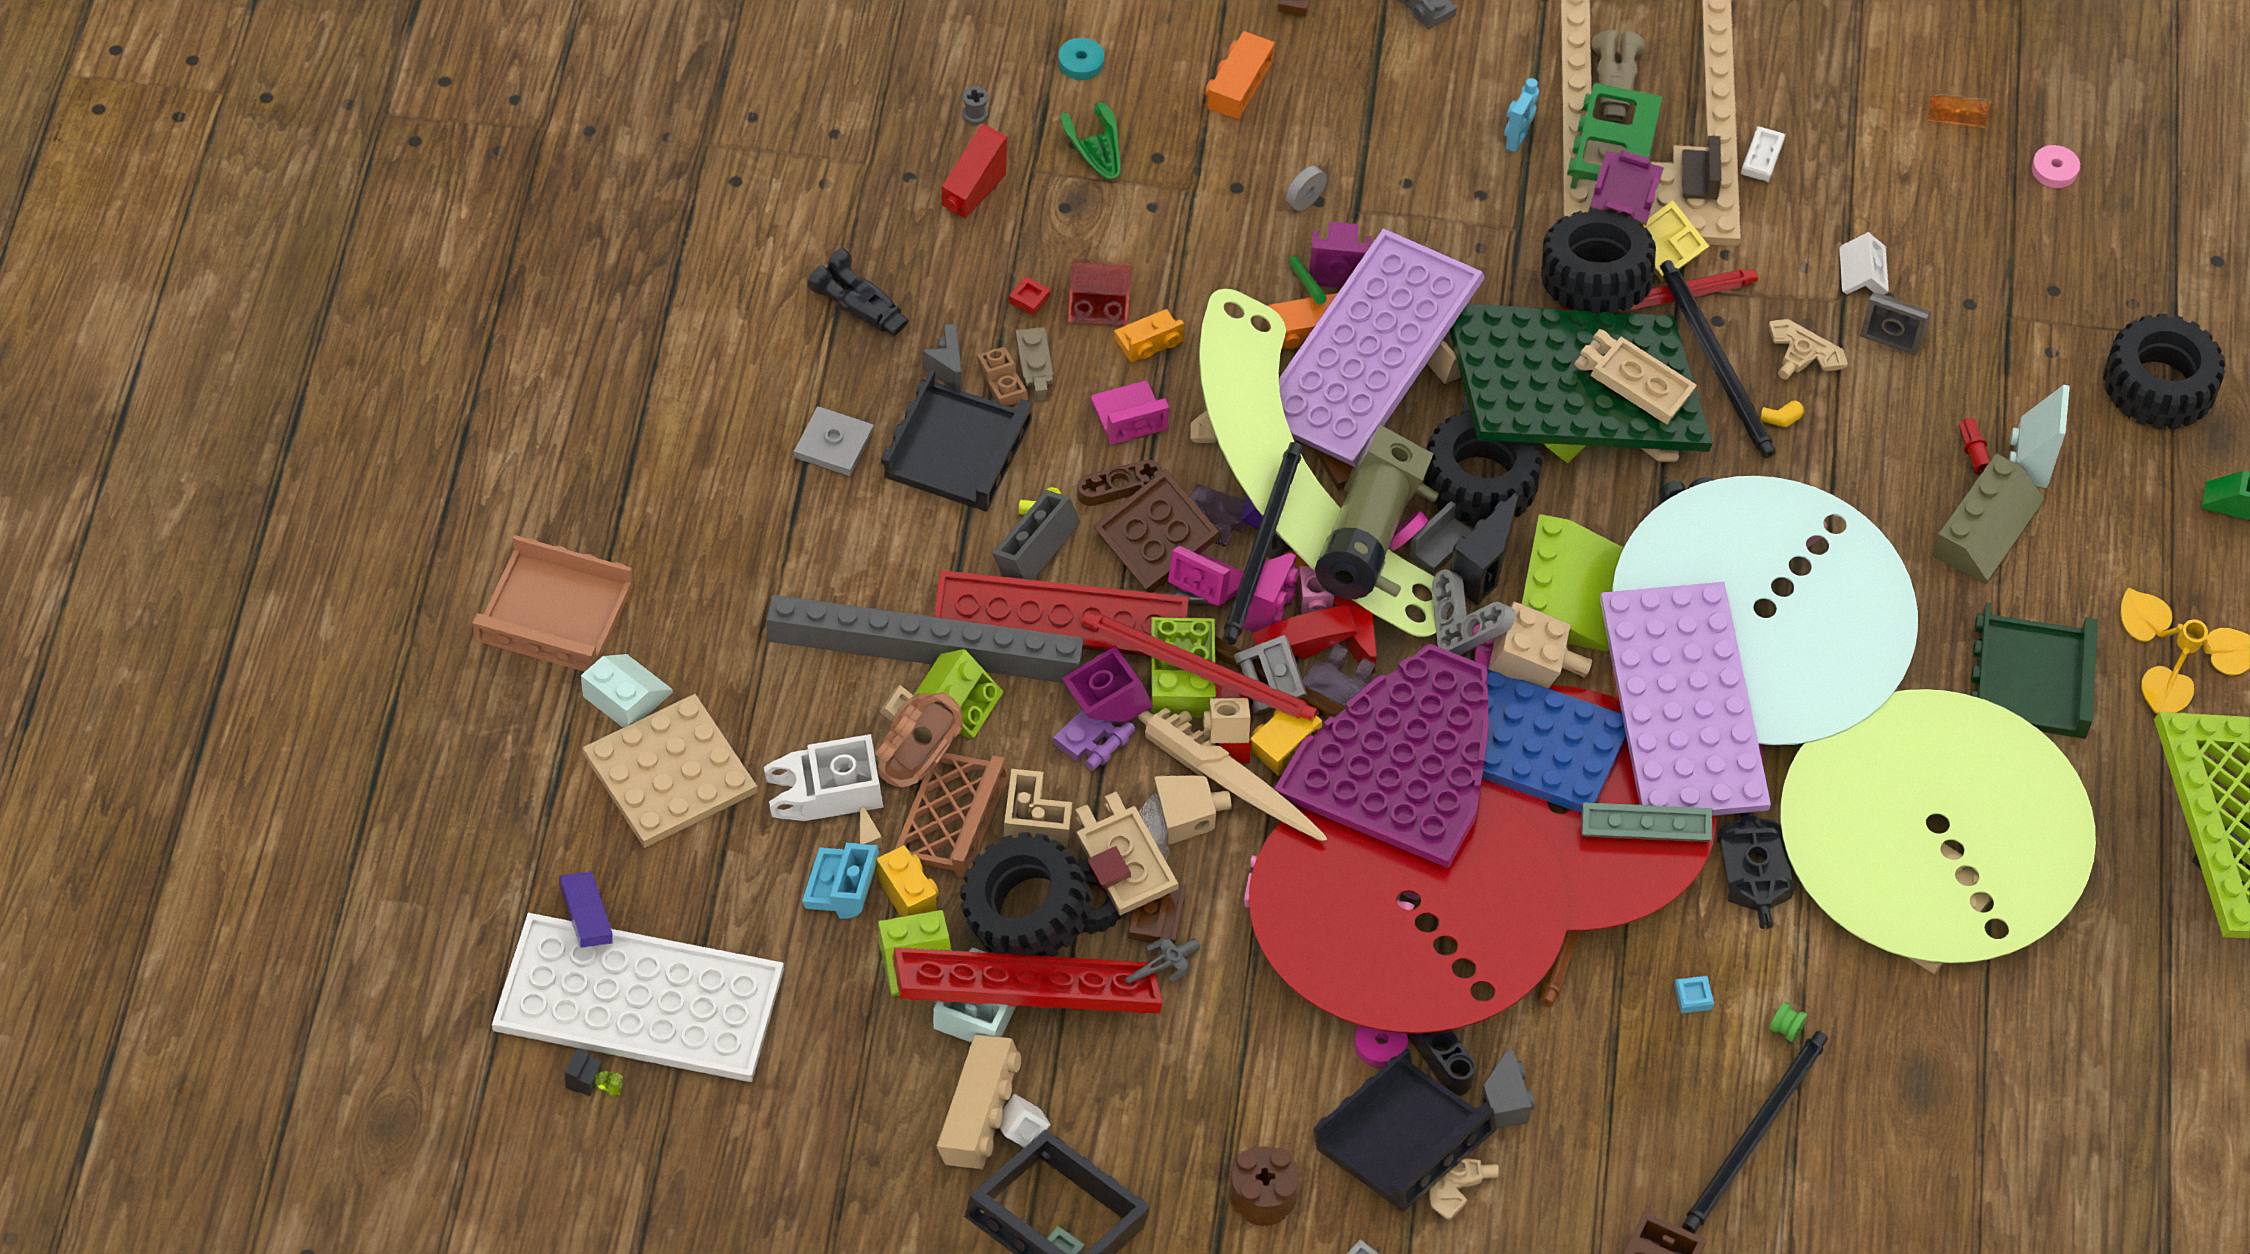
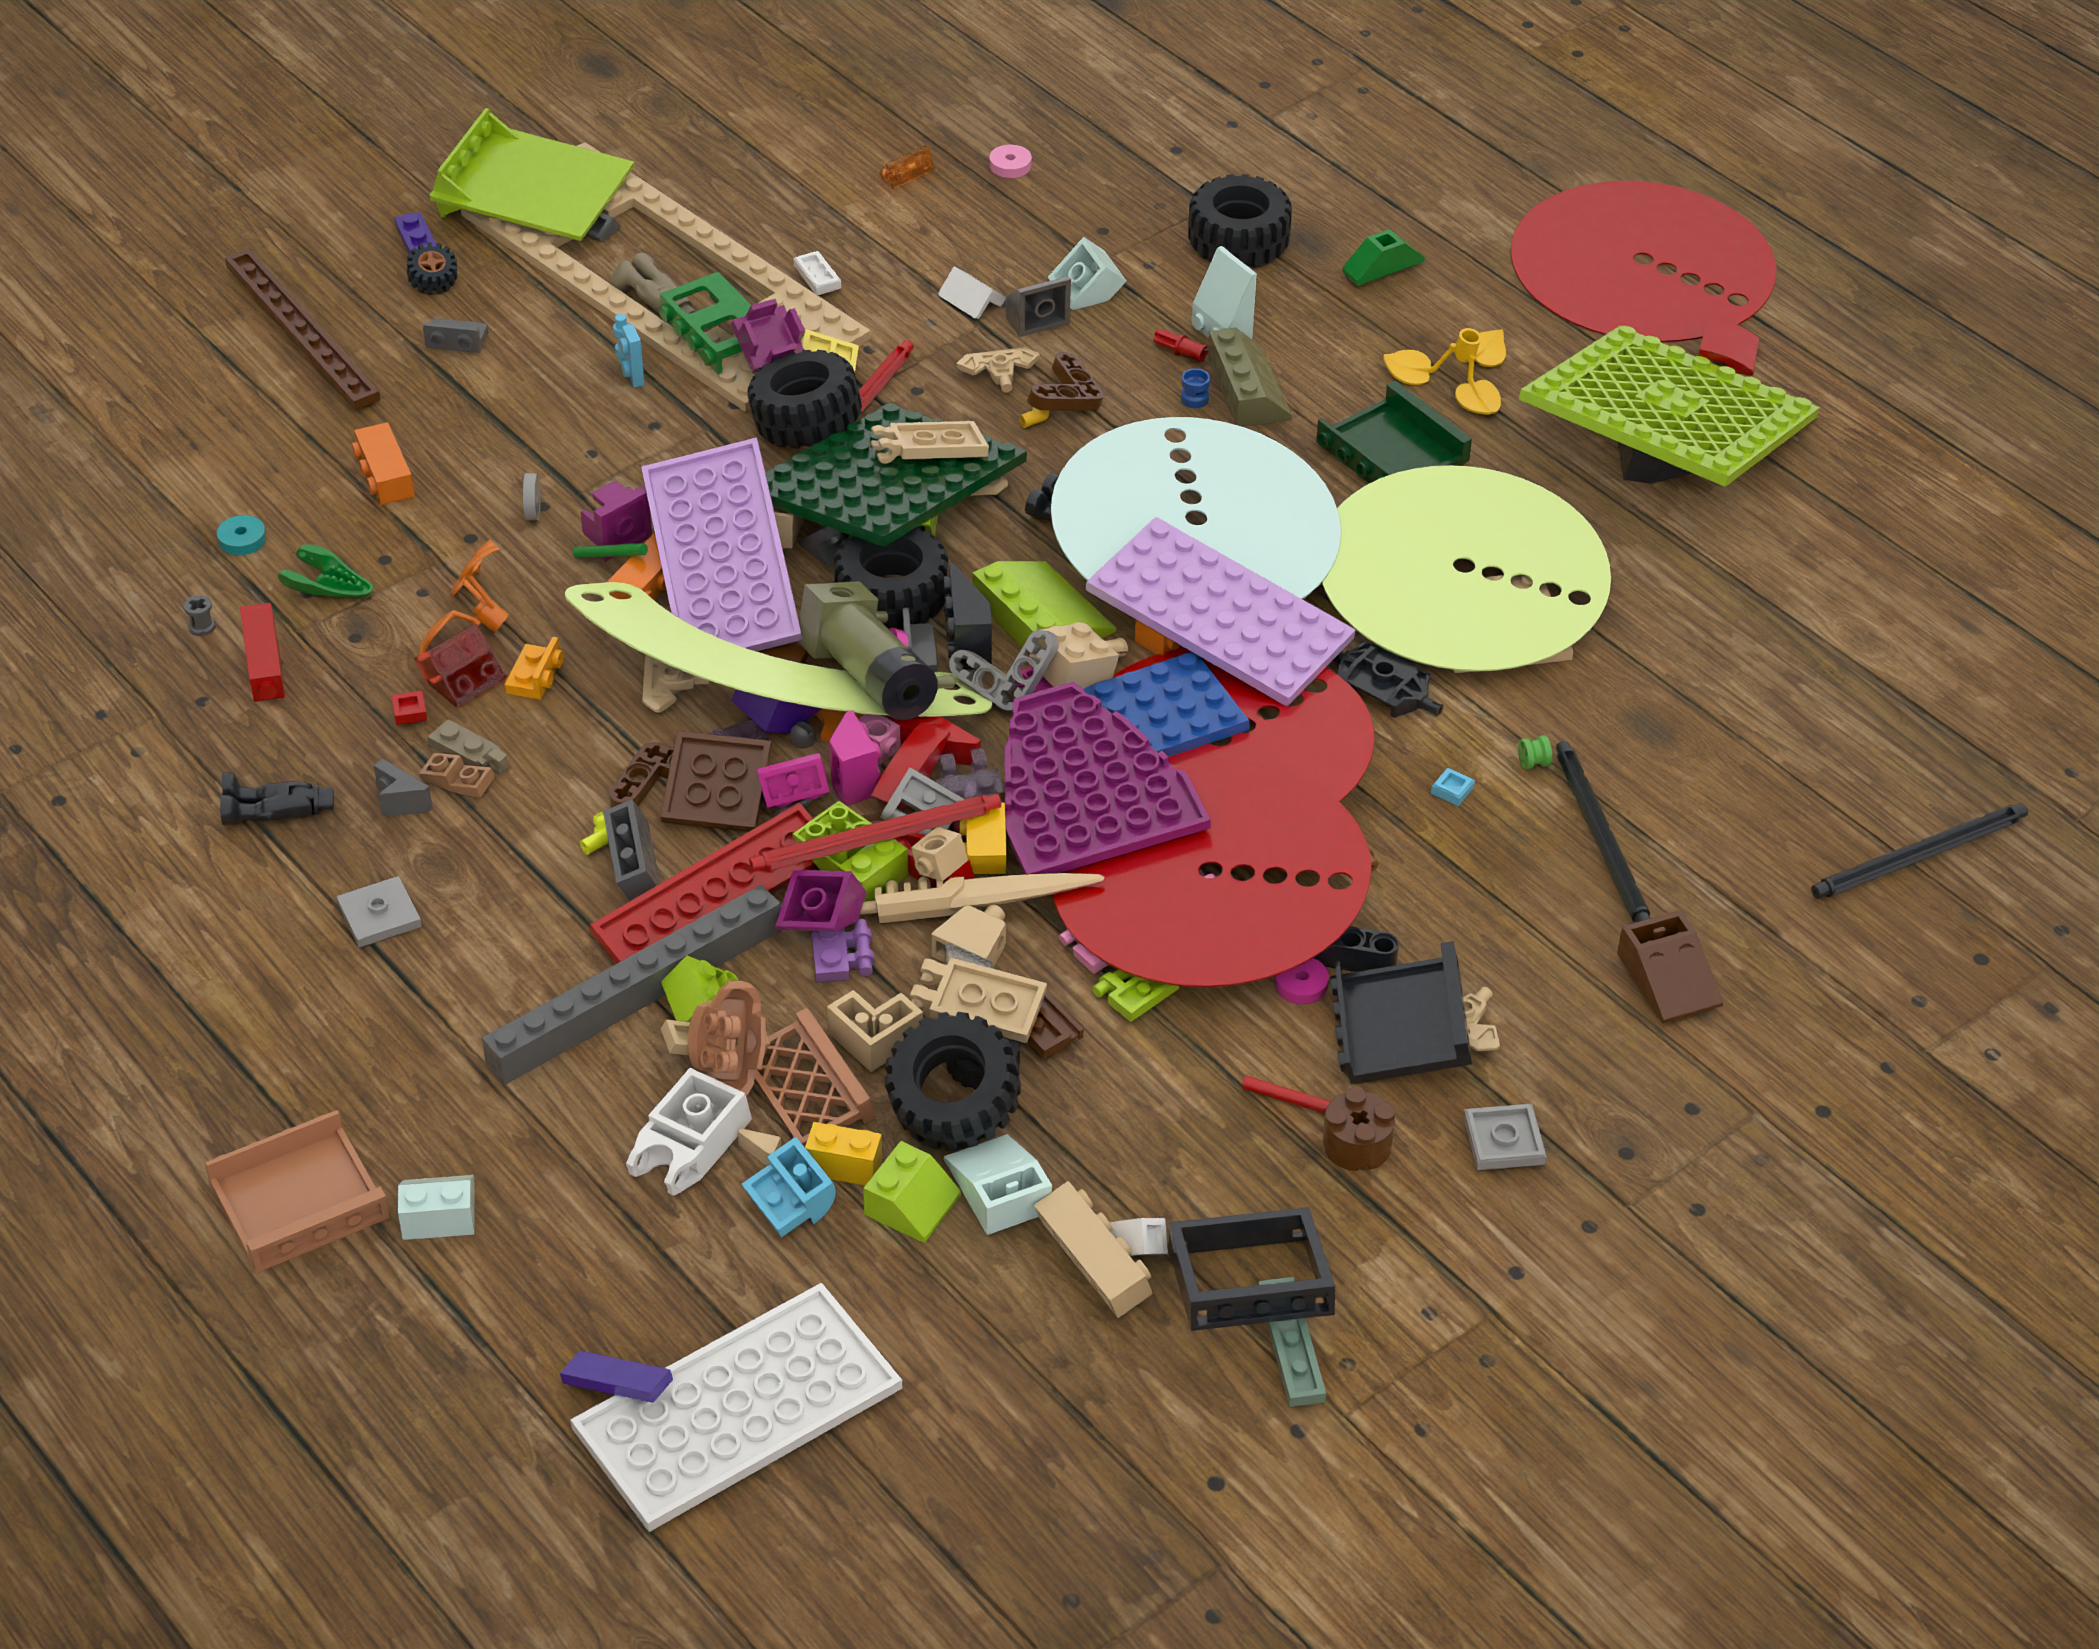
camera: 45 degrees left, 10 degrees down
(587, 1072) = (770, 1496): black piece -> none
(669, 770) = (546, 1232): tan plate -> none
(956, 443) = (482, 842): black panel -> none
(1024, 980) = (1025, 1135): red plate -> none
(1108, 868) = (989, 1007): dark red tile -> none
(1130, 412) = (589, 727): dark pink bracket -> none
(1166, 259) = (486, 610): none -> orange plant
(1171, 957) = (1094, 1043): dark grey piece -> none
(1240, 946) = (1134, 996): none -> lime plate
(1256, 1112) = (1285, 1094): none -> red bar
(1260, 549) = (822, 717): black piece -> none
(1507, 1092) = (1423, 934): dark grey slope -> none
(1646, 822) = (1296, 699): sand green plate -> none
(1702, 171) = (802, 296): dark brown panel -> none
(1717, 359) = (957, 406): black piece -> none
(1829, 422) = (1075, 393): none -> reddish brown beam
(1932, 494) = (1195, 388): none -> blue wheel
(1975, 324) = (1091, 274): none -> light aqua slope

